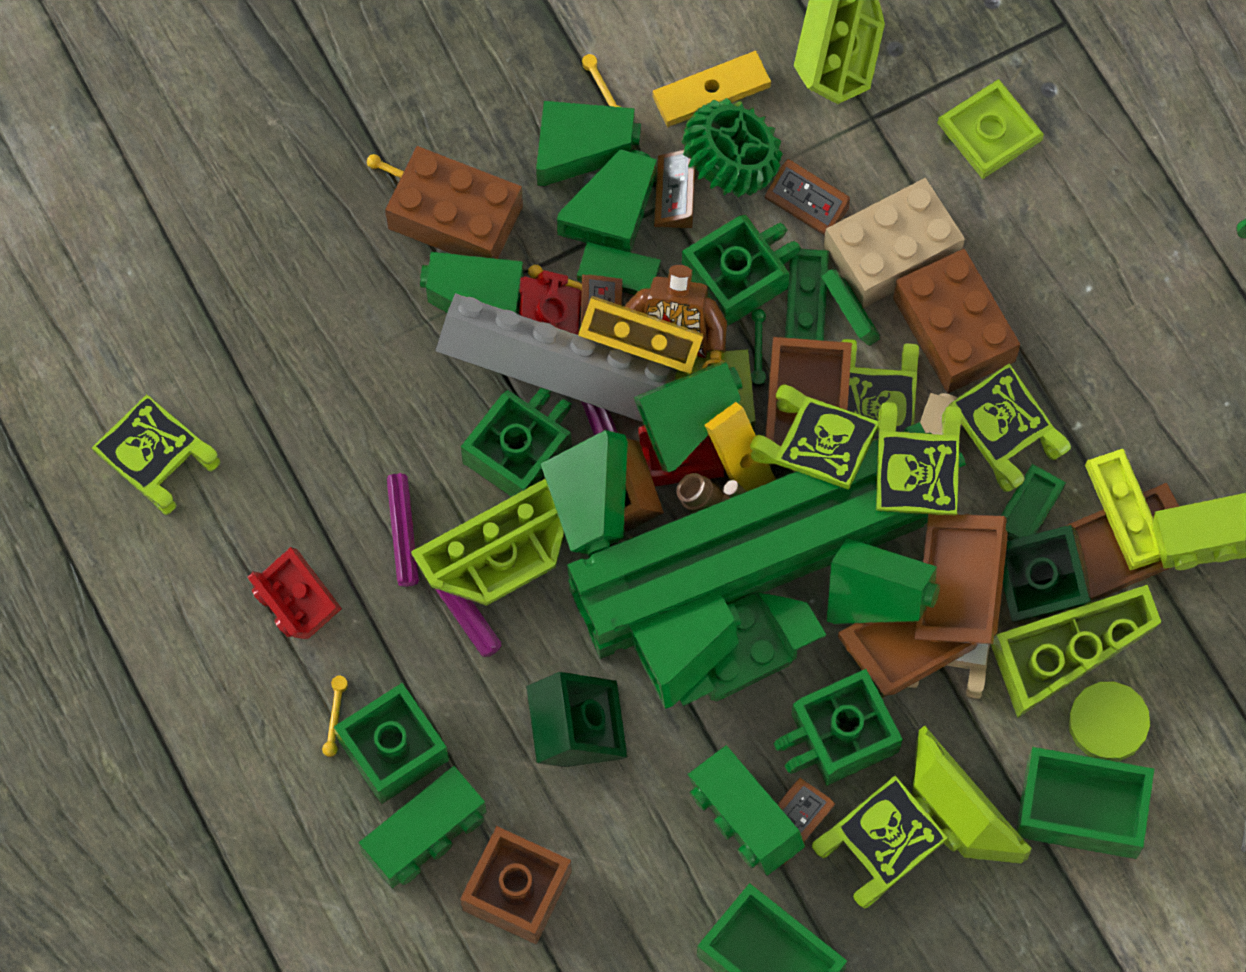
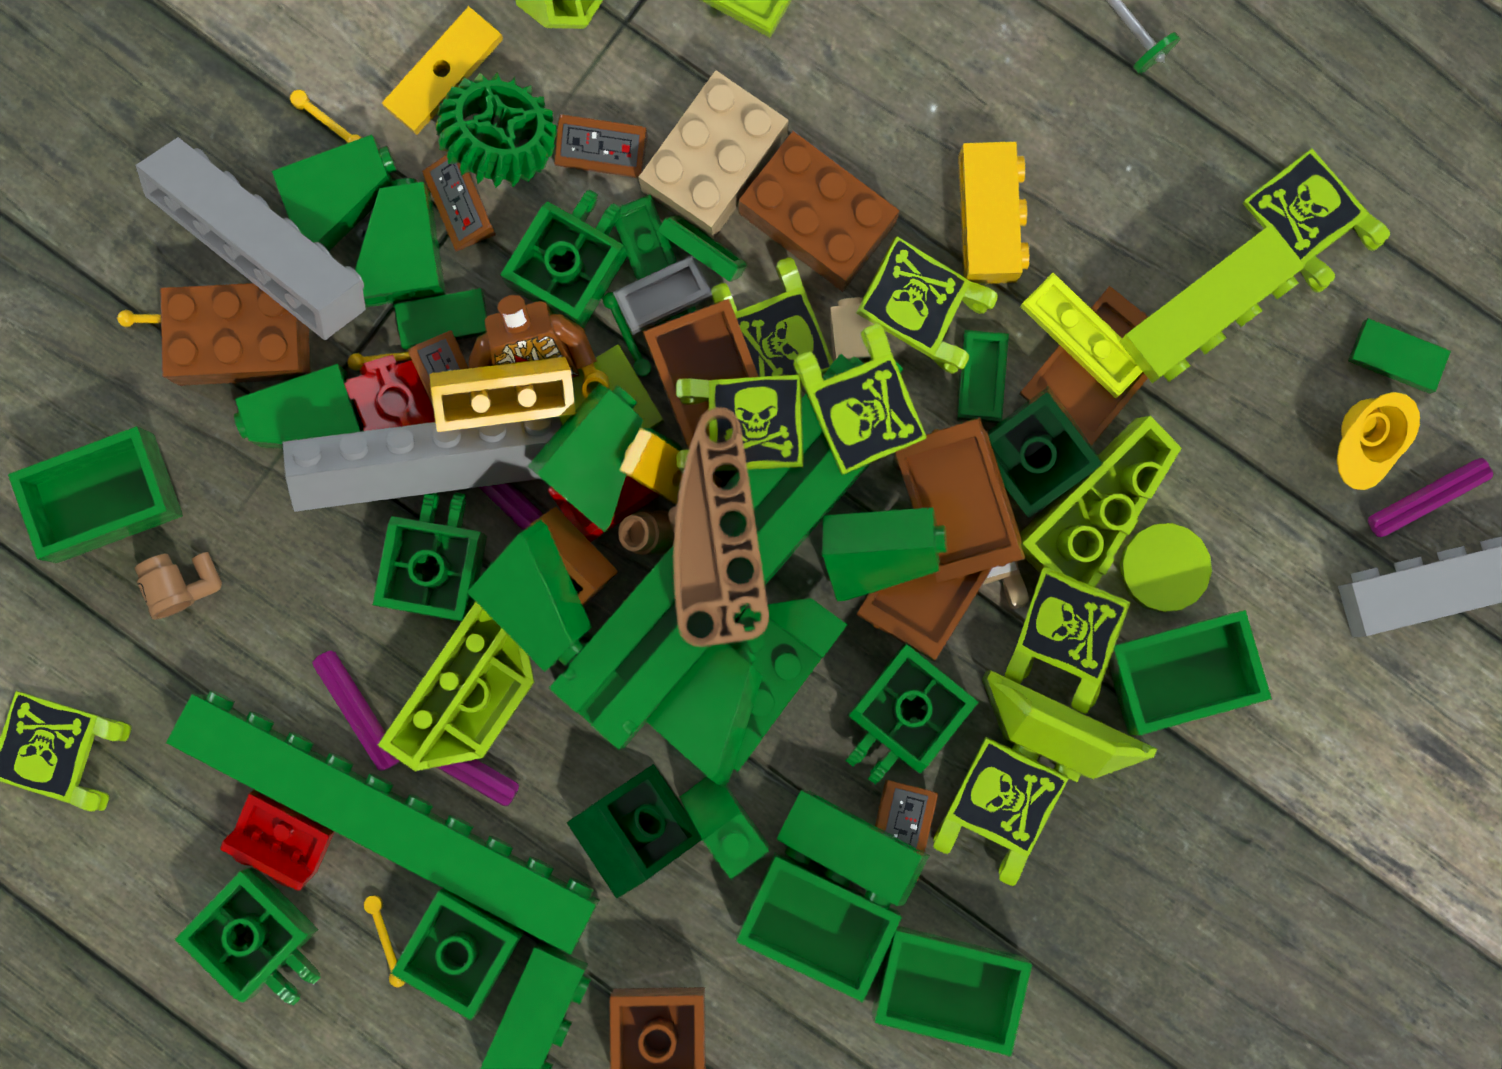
camera: 25 degrees left, 15 degrees up
(238, 676) = (279, 933): none -> green hinge
(287, 275) = (95, 495): none -> green piece
(302, 370) = (166, 588): none -> medium nougat piece
(385, 623) = (384, 821): none -> green brick
(505, 140) = (252, 237): none -> light grey brick
(653, 750) = (724, 826): none -> green slope
(687, 857) = (818, 927): none -> green piece
(741, 514) = (702, 547): none -> medium nougat beam
(801, 323) = (662, 294): none -> light grey tile
(1003, 722) = (1072, 630): none -> flag
(1096, 384) = (992, 212): none -> yellow brick

